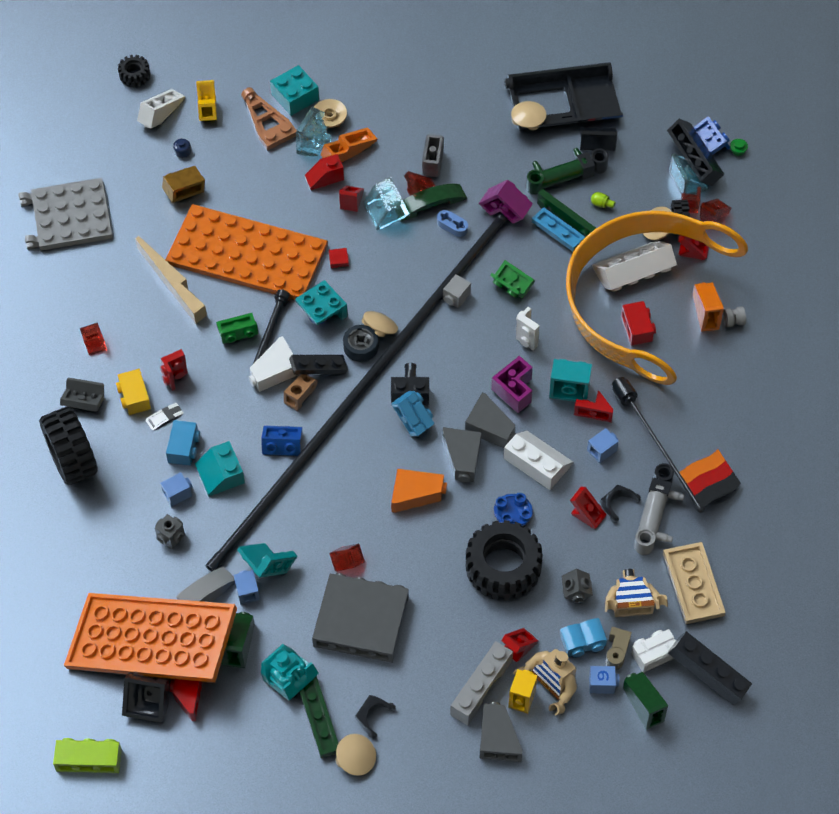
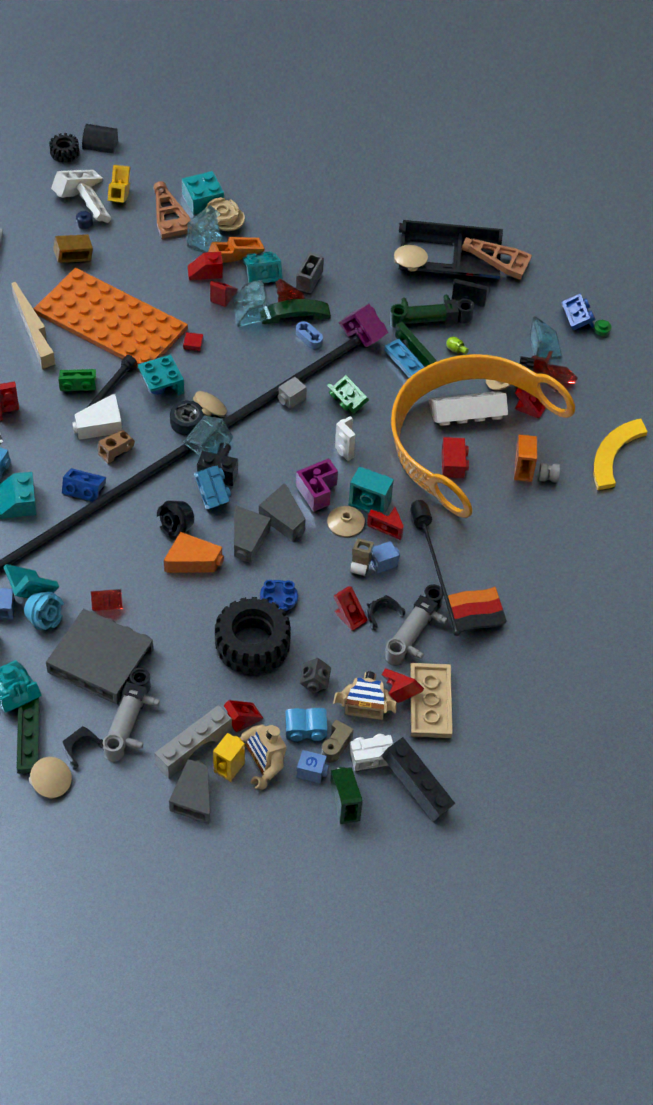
camera: 10 degrees right, 5 degrees down
(167, 52) = (100, 138): none -> black brick
(185, 127) = (93, 203): none -> white plate
(290, 584) = (44, 610): none -> medium azure cone
(318, 364) = (139, 426): black plate -> none
(324, 102) = (227, 208): none -> tan tile
(383, 159) = (263, 267): none -> teal bracket
(387, 454) = (175, 517): none -> black cone
(390, 358) = (208, 435): none -> clear light blue slope
(408, 672) = (133, 700): none -> light grey piece
(536, 459) = (316, 554): white slope -> none
(552, 422) = (346, 521): none -> tan dish
(583, 453) = (361, 557): none -> dark tan leg
(635, 99) = (517, 264): none -> nougat plate
(665, 576) = (402, 686): none -> red slope
(695, 152) = (558, 322): black brick -> none
(783, 278) = (610, 447): none -> yellow tile

